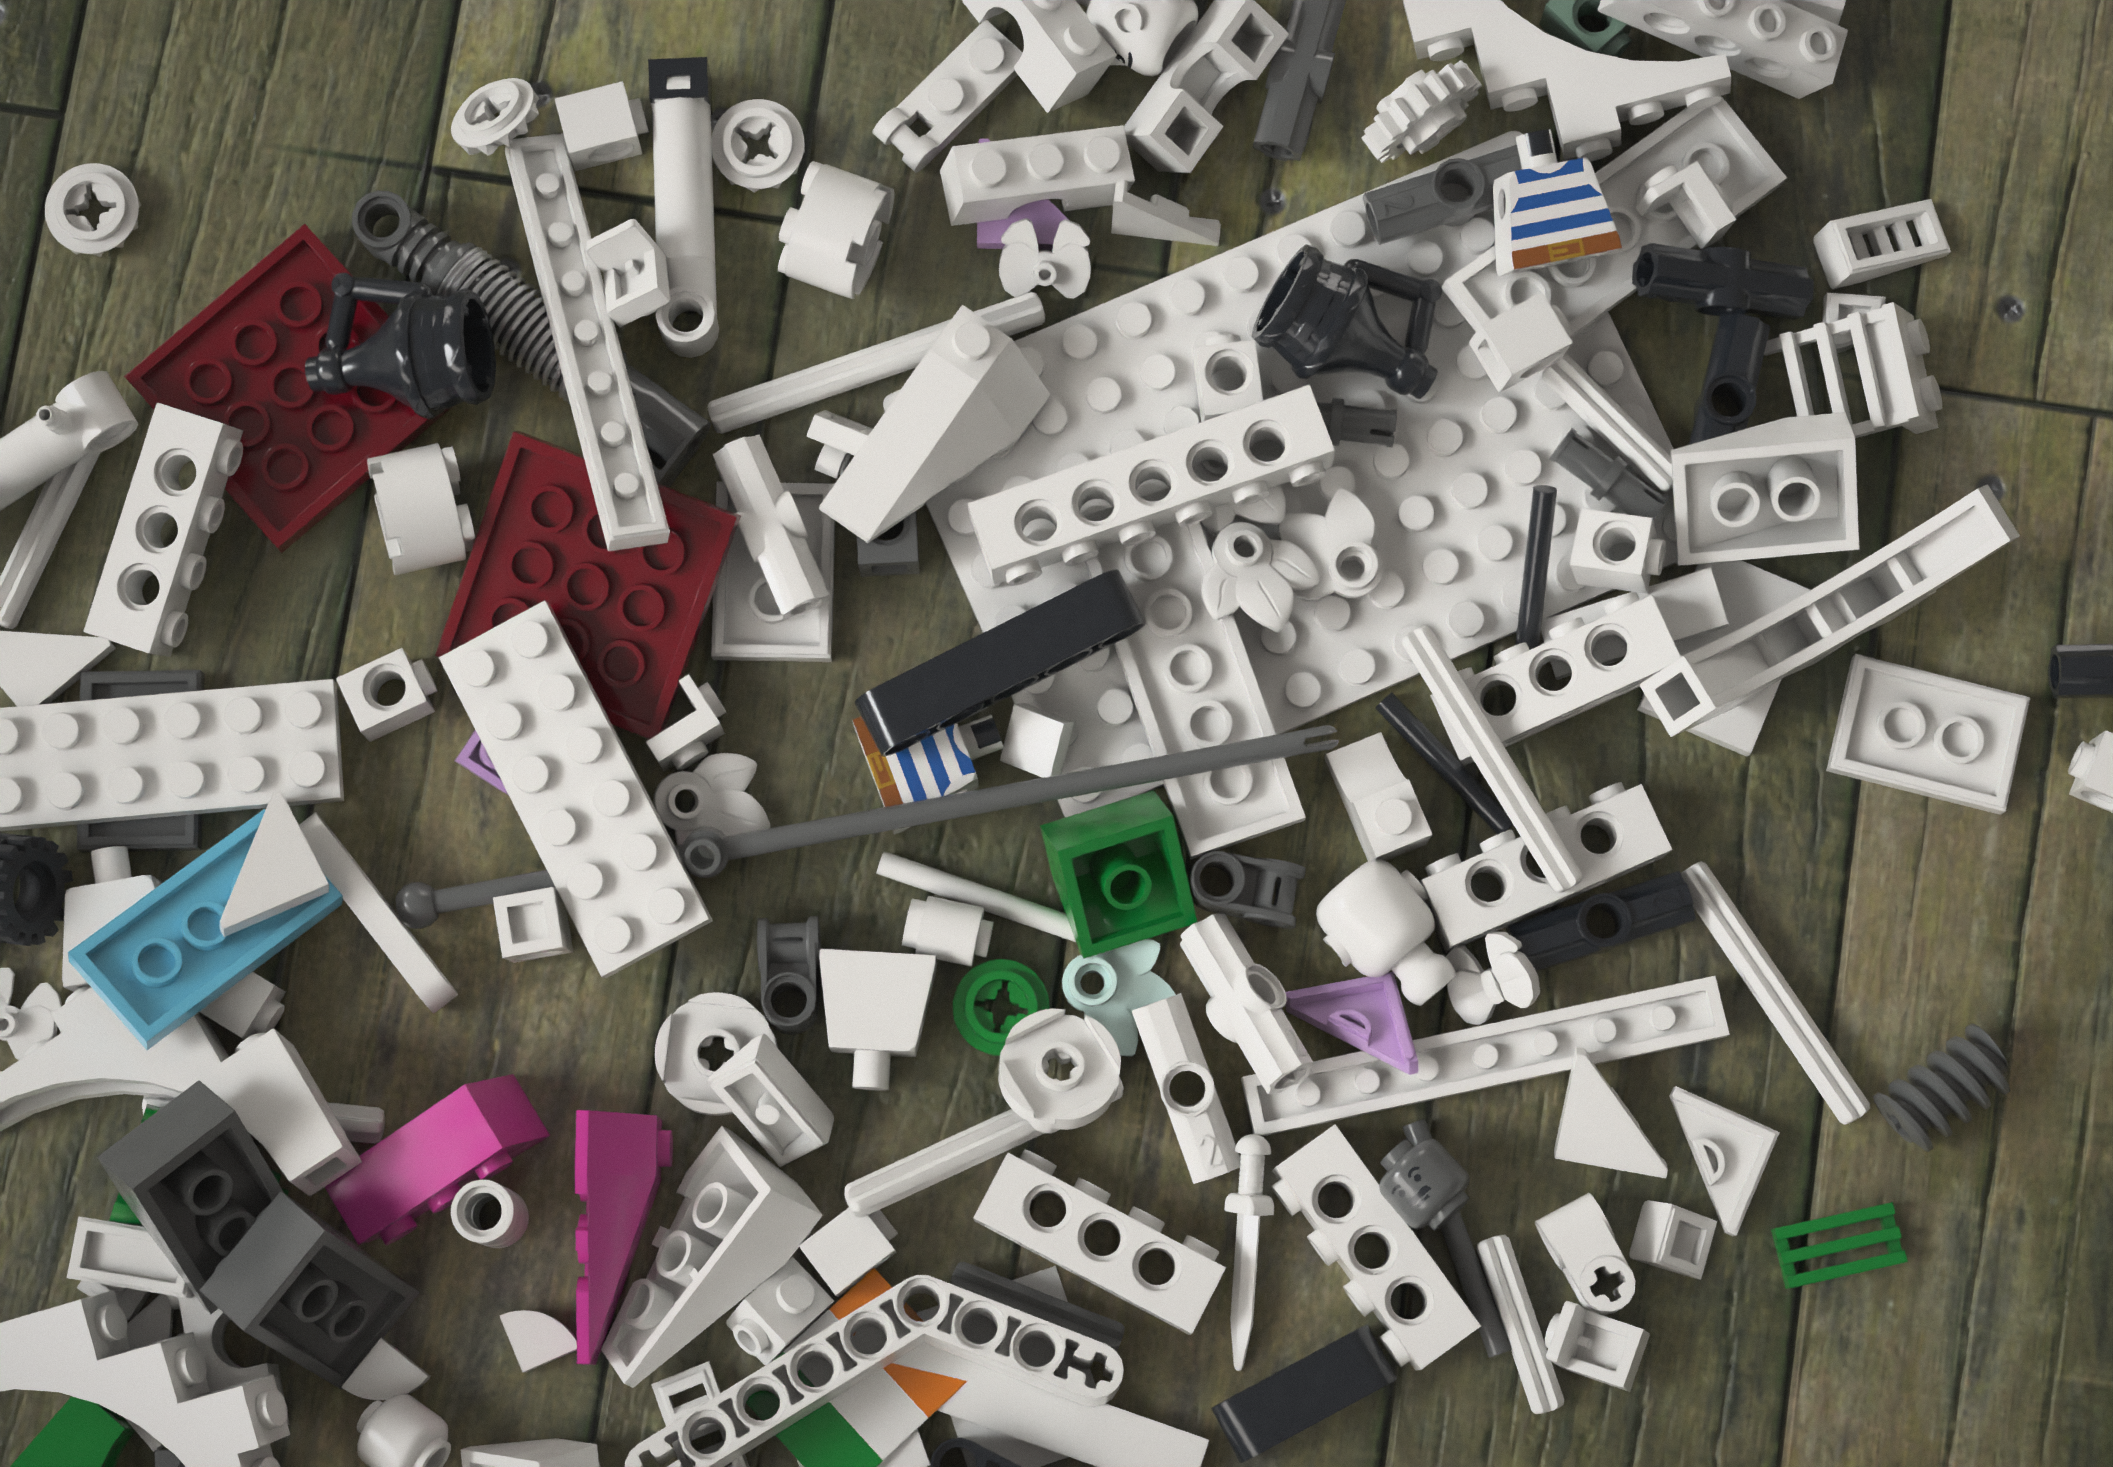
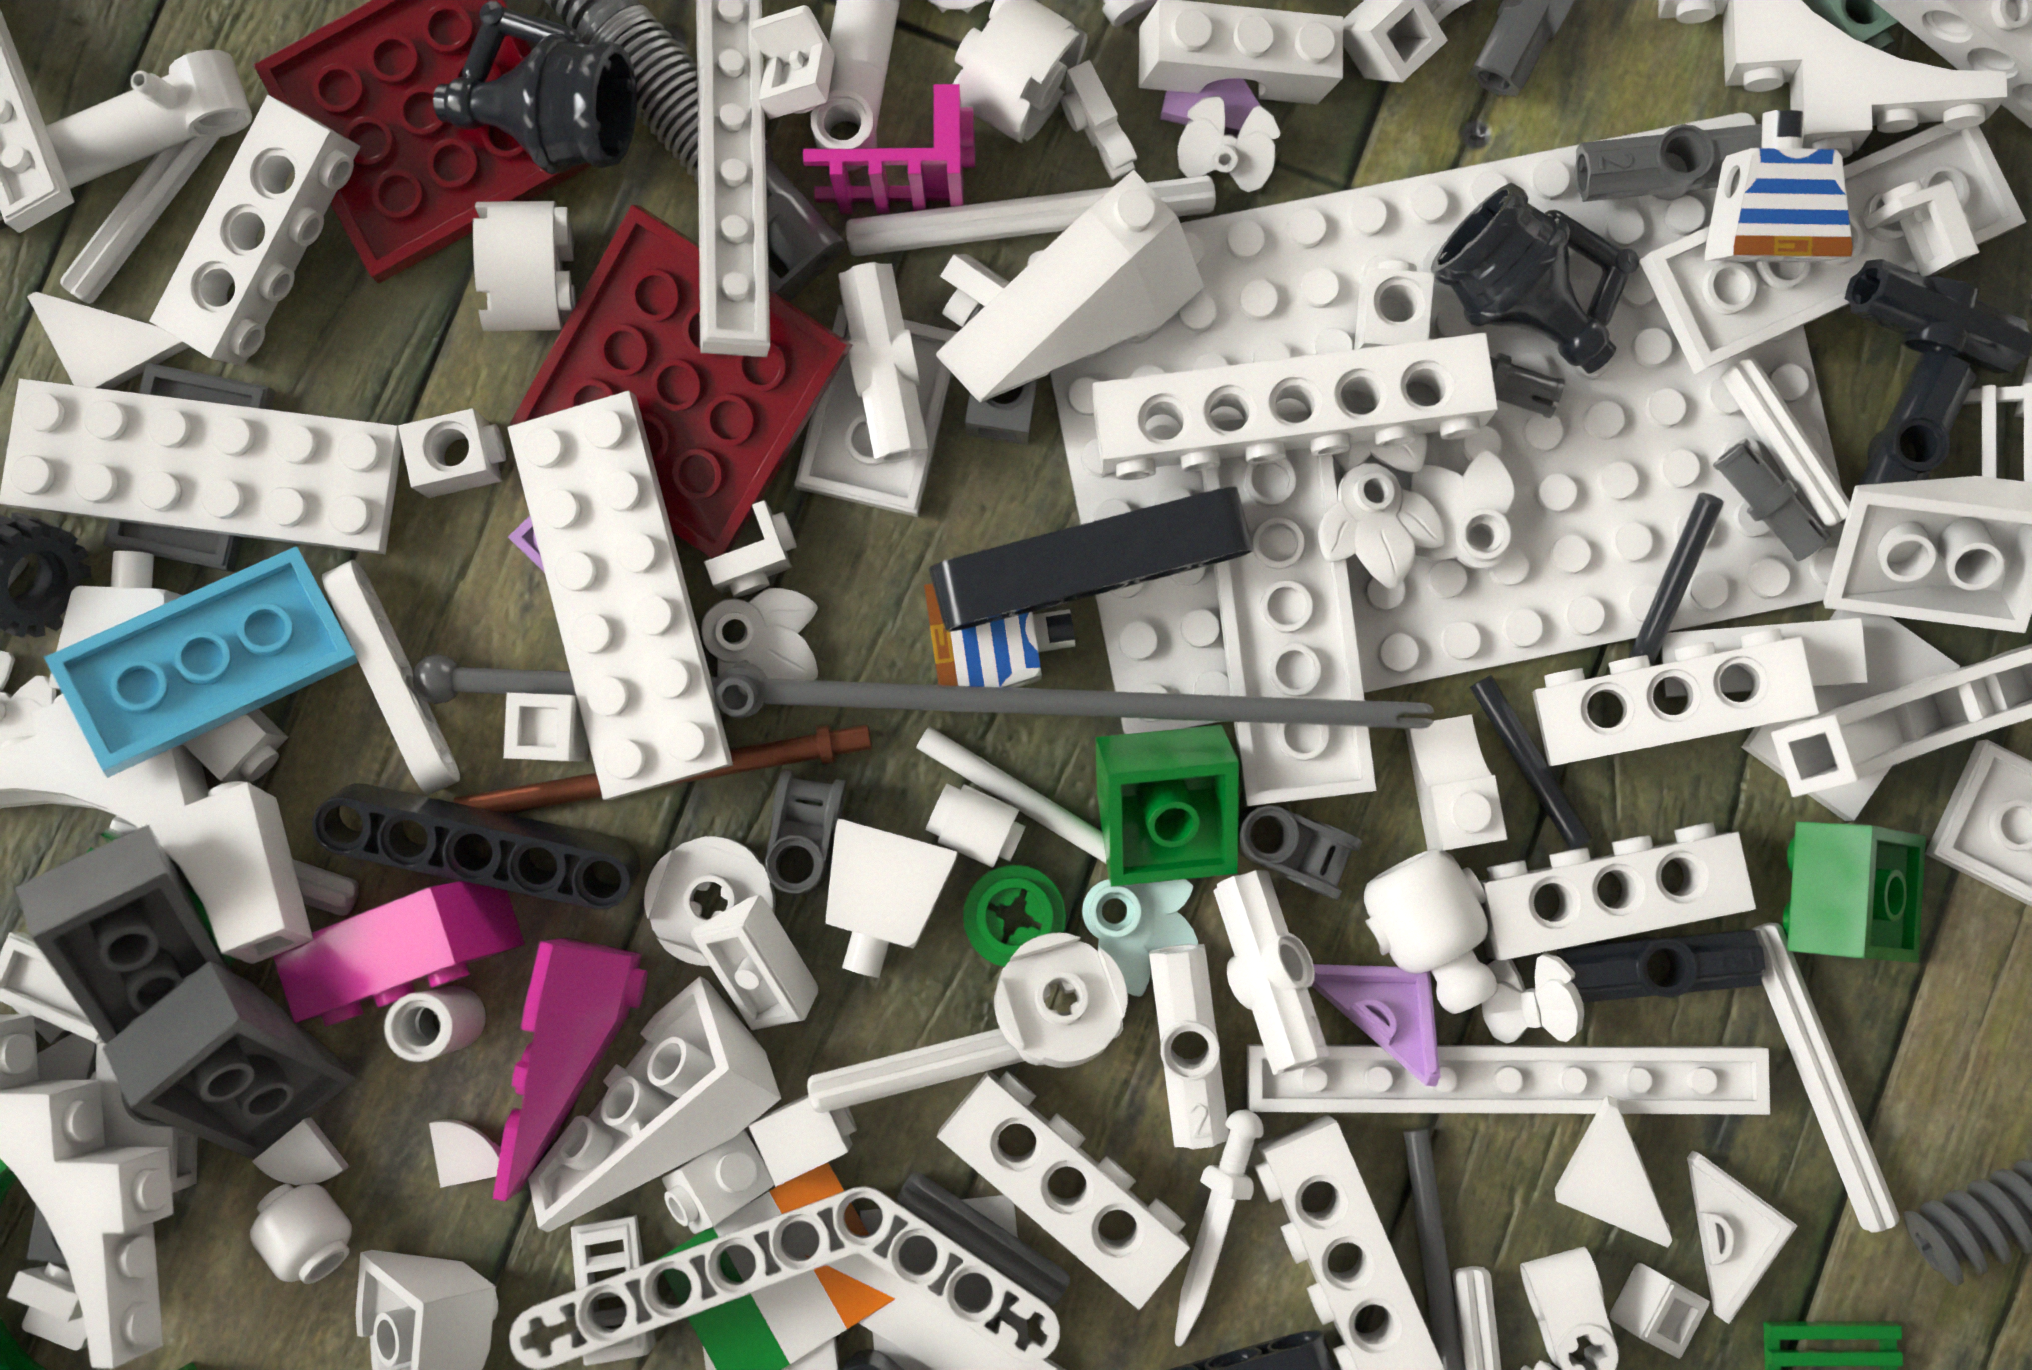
camera: 15 degrees right, 5 degrees up
(276, 871) = (286, 618): white tile -> none
(466, 1063) = (450, 857): none -> black beam
(778, 344) = (932, 172): none -> dark pink plate
(789, 889) = (823, 745): none -> copper bar
(911, 254) = (1091, 109): none -> white plate
(1036, 740) = (1111, 647): white tile -> none
(1159, 219) = (1355, 125): white tile -> none
(1421, 111) = (1661, 68): white gear -> none
(1424, 1183) = (1417, 1205): dark grey head -> none
(1492, 759) = (1589, 774): white axle -> none
(1521, 341) = (1720, 334): white brick -> none
(1598, 533) = (1759, 553): white brick -> none
(1766, 816) = (1855, 891): none -> slope

